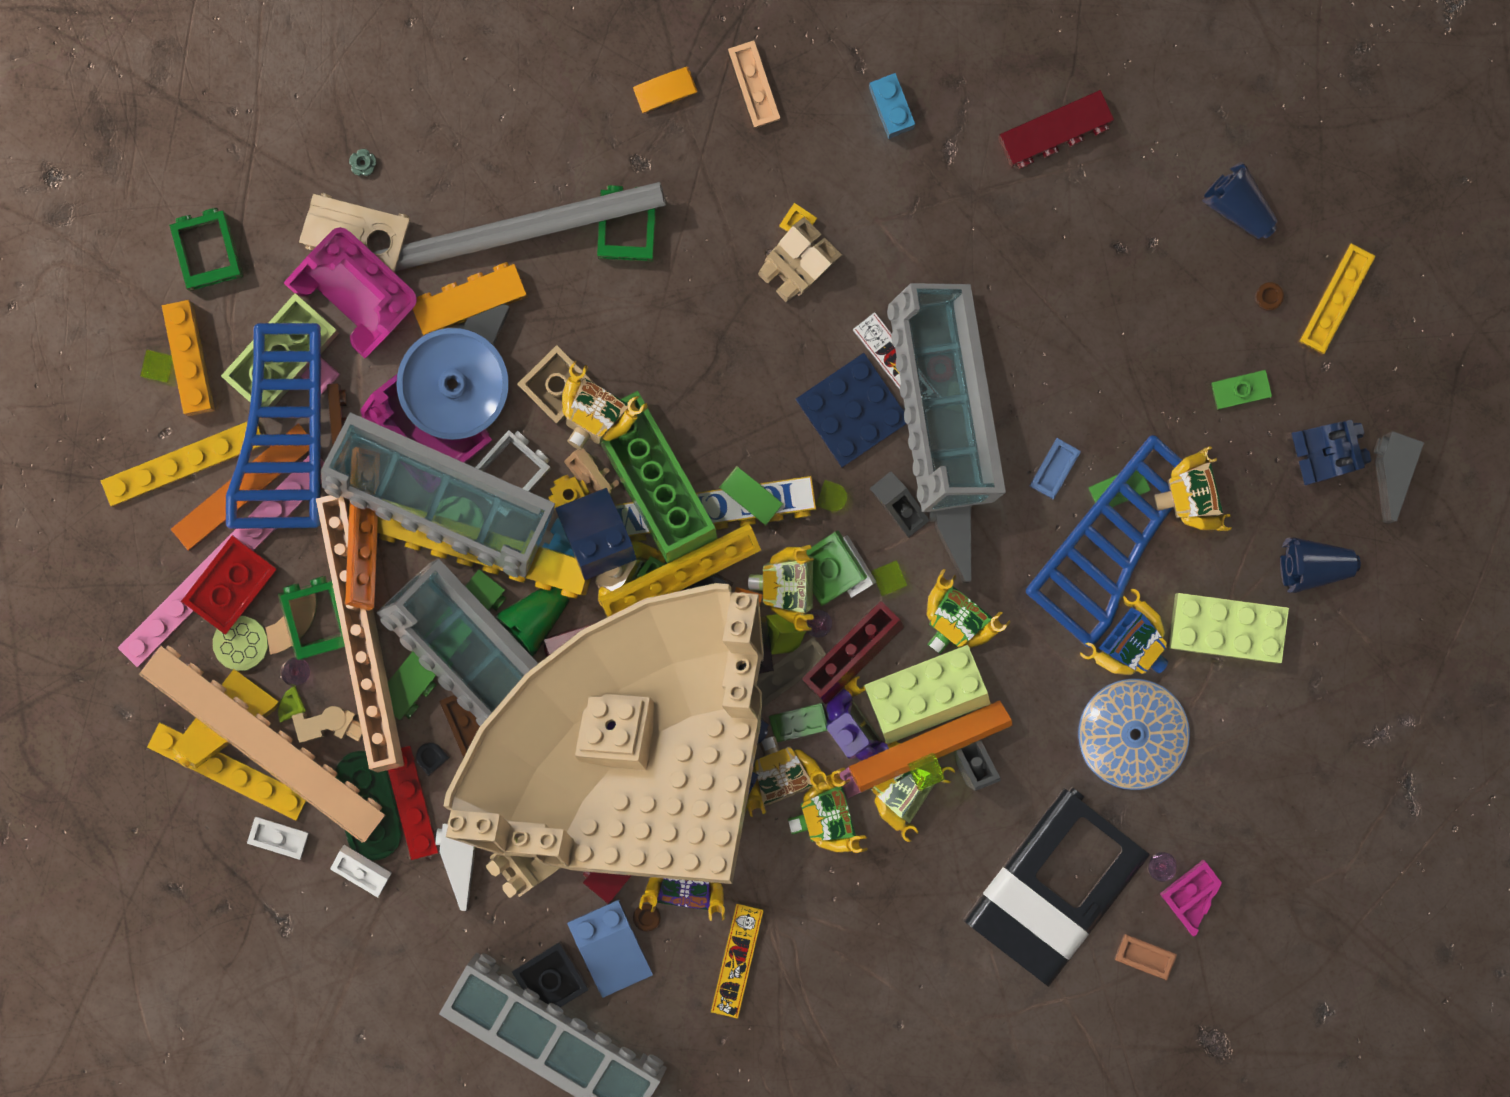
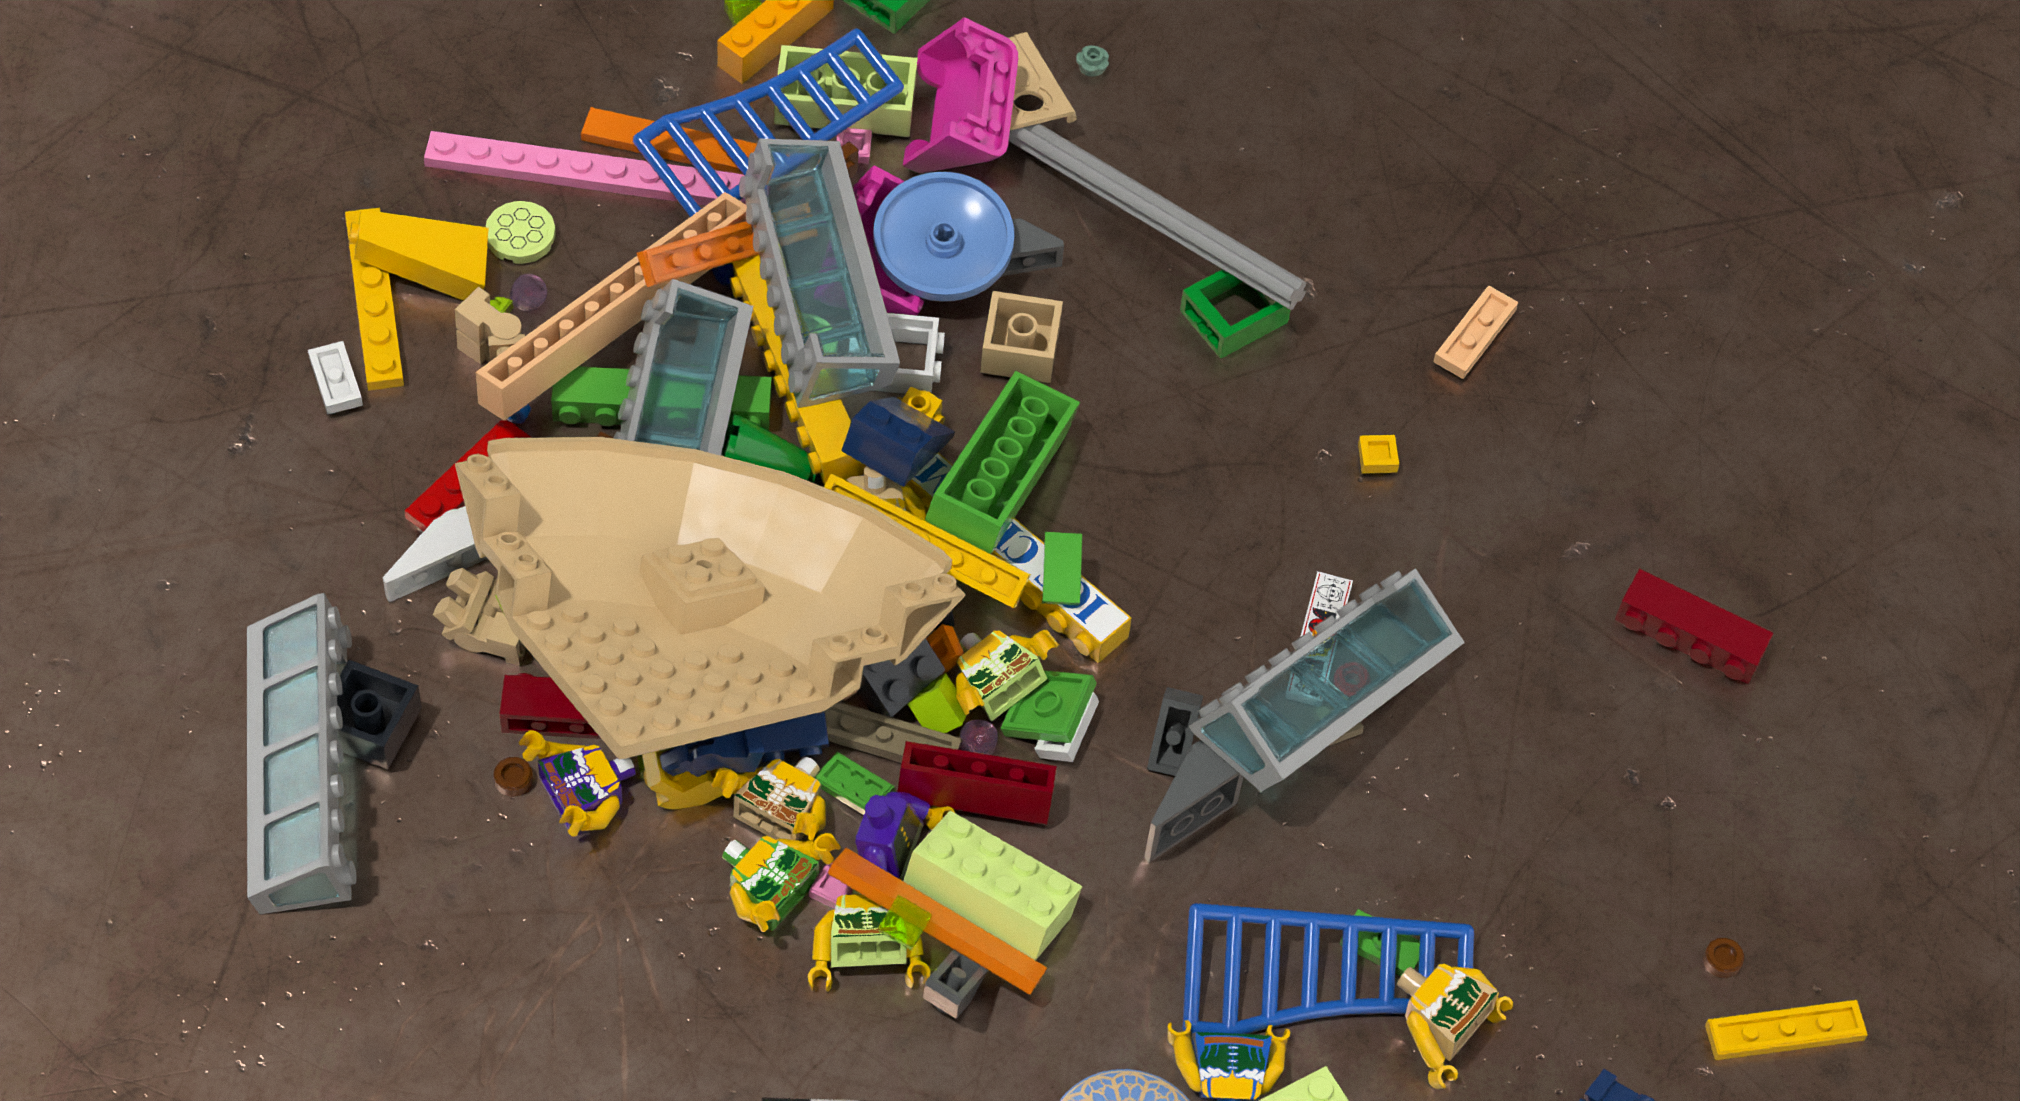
camera: 45 degrees right, 30 degrees down
(175, 465) = (655, 77): yellow plate -> none
(228, 584) = (573, 176): red plate -> none
(261, 744) = (426, 287): light nougat brick -> none
(303, 612) = (574, 264): light nougat tile -> none
(318, 646) = (566, 285): green window -> none
(360, 871) = (356, 470): white plate -> none
(377, 786) = (430, 441): dark green tile -> none
(469, 299) = (1082, 234): light orange brick -> none
(585, 469) = (958, 415): light nougat plate -> none
(594, 411) = (1026, 358): torso -> none
(610, 948) = (450, 755): medium blue slope -> none
(665, 89) = (1405, 263): light orange slope -> none
(737, 960) = (531, 897): tile -> none
(799, 260) = (1341, 472): tan hips -> none
(832, 496) = (1125, 665): clear neon green tile -> none
(852, 410) = (1231, 625): dark blue plate -> none
(889, 578) = (1086, 776): clear neon green tile -> none
(891, 105) = (1572, 460): dark azure brick -> none
(958, 618) = (1104, 863): torso -> none
(1055, 468) = (1347, 865): medium blue tile -> none
(1241, 389) = (1600, 997): bright green plate -> none
(1242, 202) = (1794, 850): dark blue cone -> none

